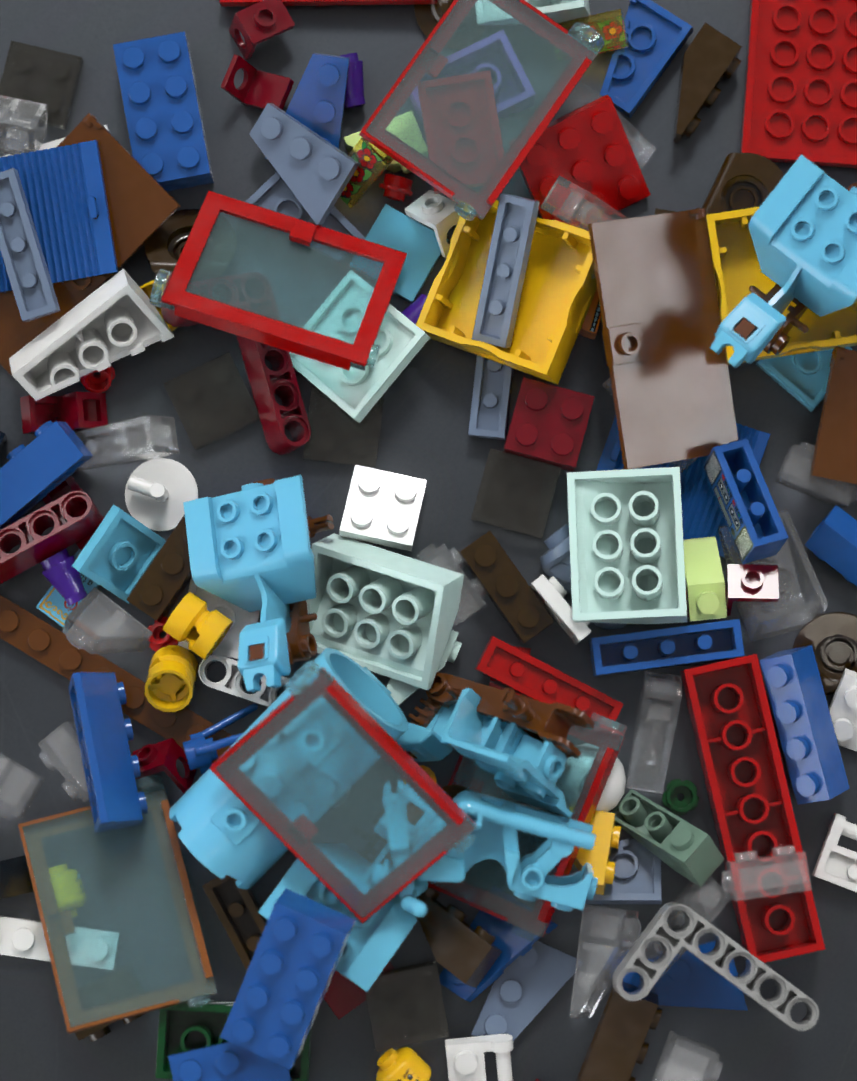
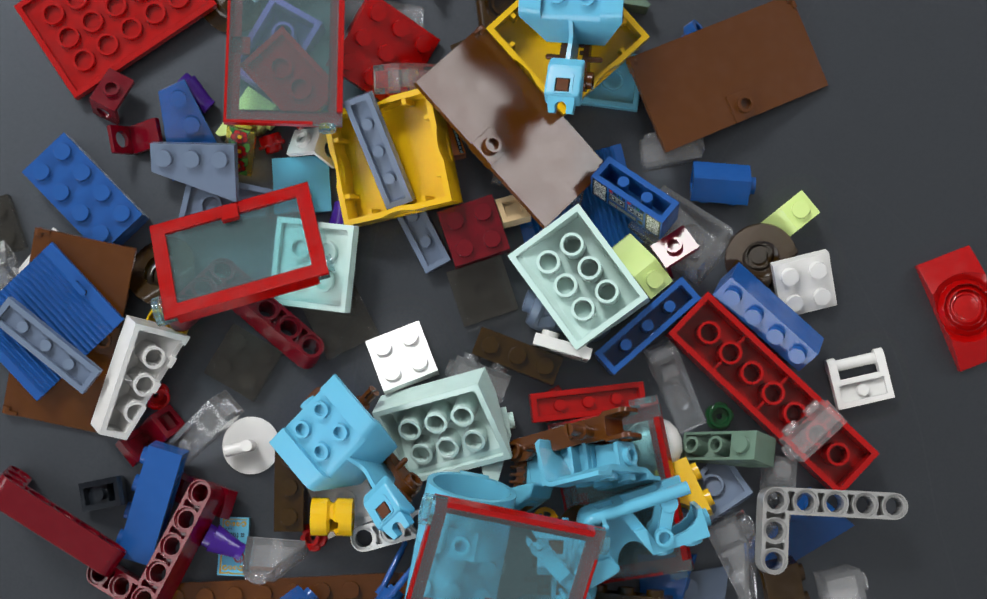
camera: 35 degrees left, 0 degrees up
(119, 553) = (248, 503): medium azure plate -> none
(171, 678) = (338, 563): yellow wheel -> none
(602, 429) = (511, 212): none -> tan tile

